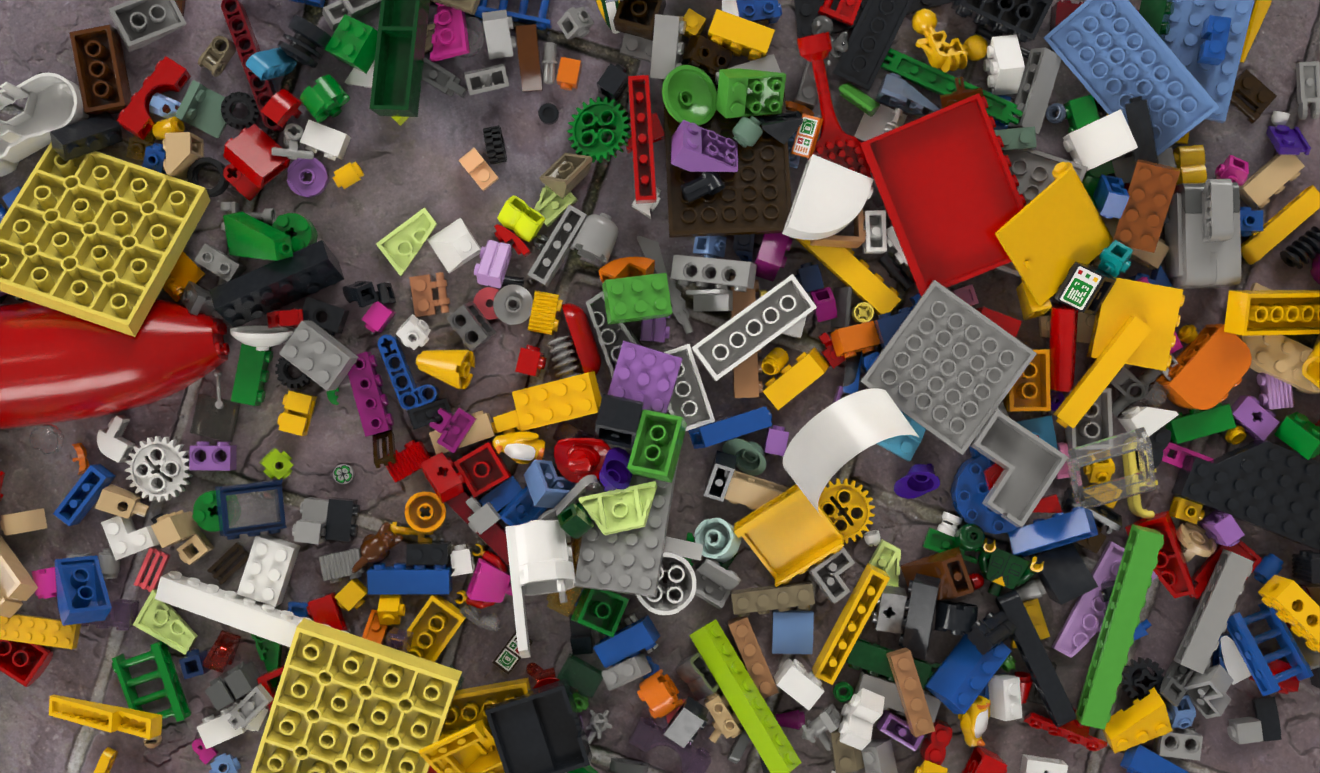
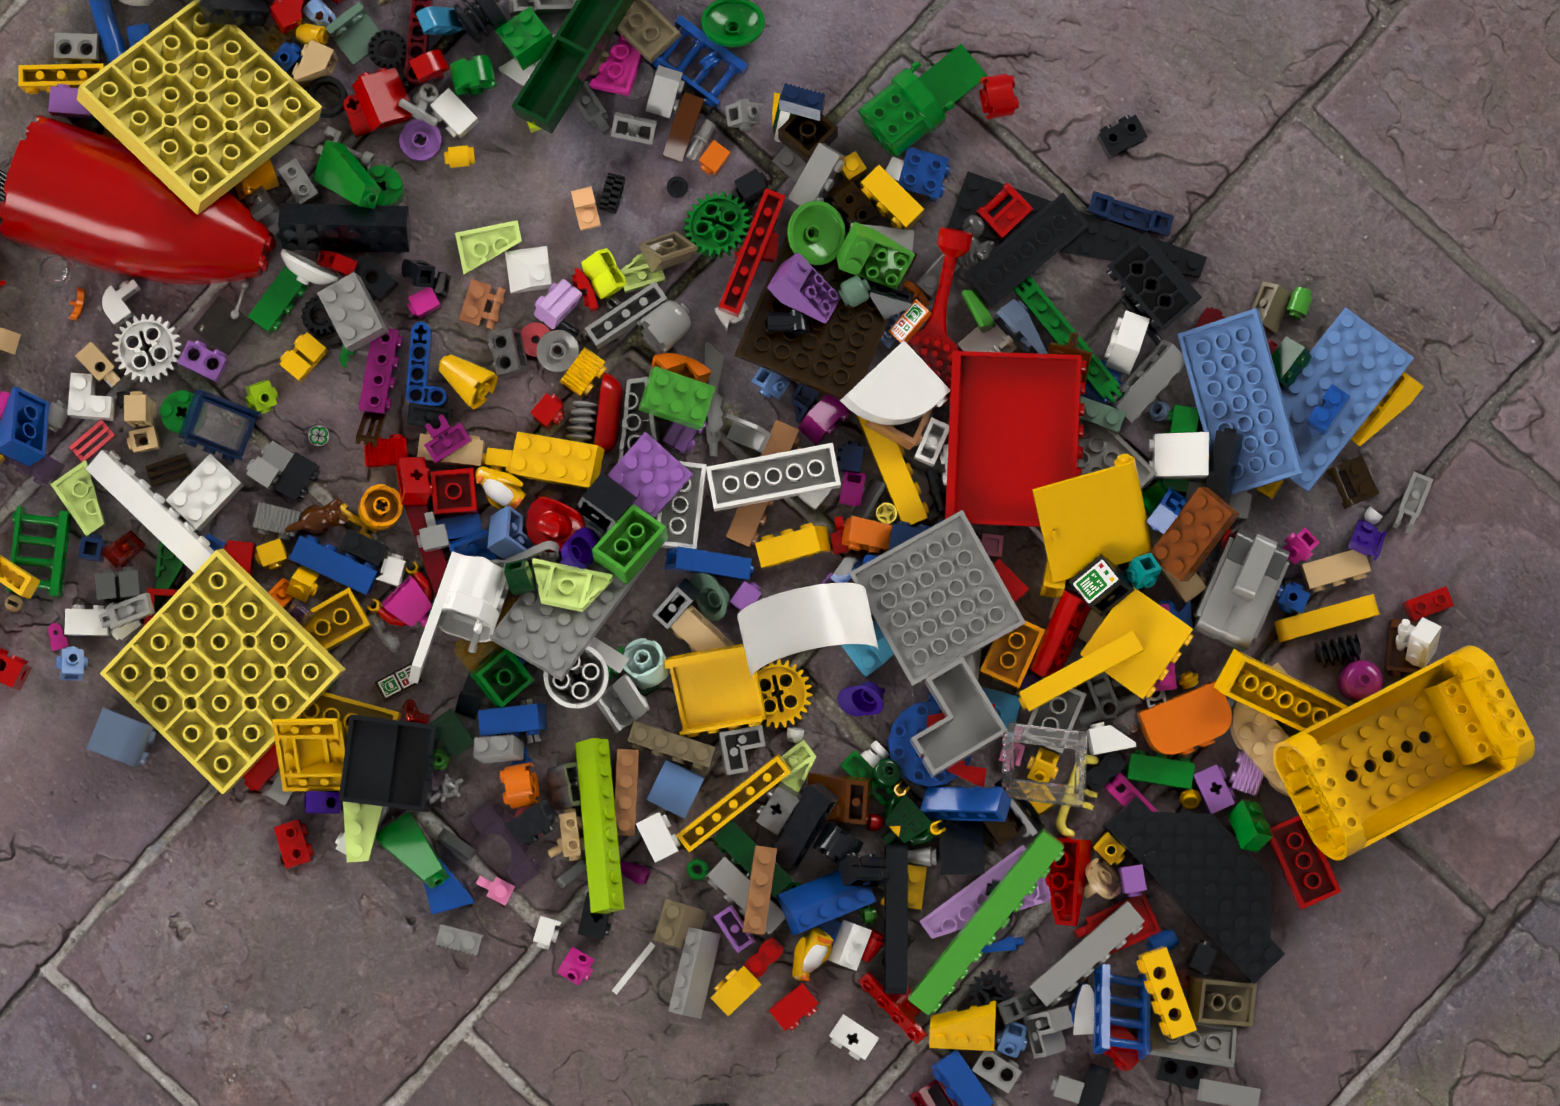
camera: 25 degrees right, 5 degrees down
(84, 494) = (66, 339): blue brick -> none
(413, 332) = (451, 333): white brick -> none
(683, 266) = (737, 389): light grey brick -> none
(774, 361) = (780, 520): yellow brick -> none
(828, 720) = (670, 884): light grey piece -> none
(859, 718) = (700, 894): white brick -> none
(943, 54) = (1072, 302): yellow piece -> none
(1191, 164) = (1264, 518): yellow brick -> none

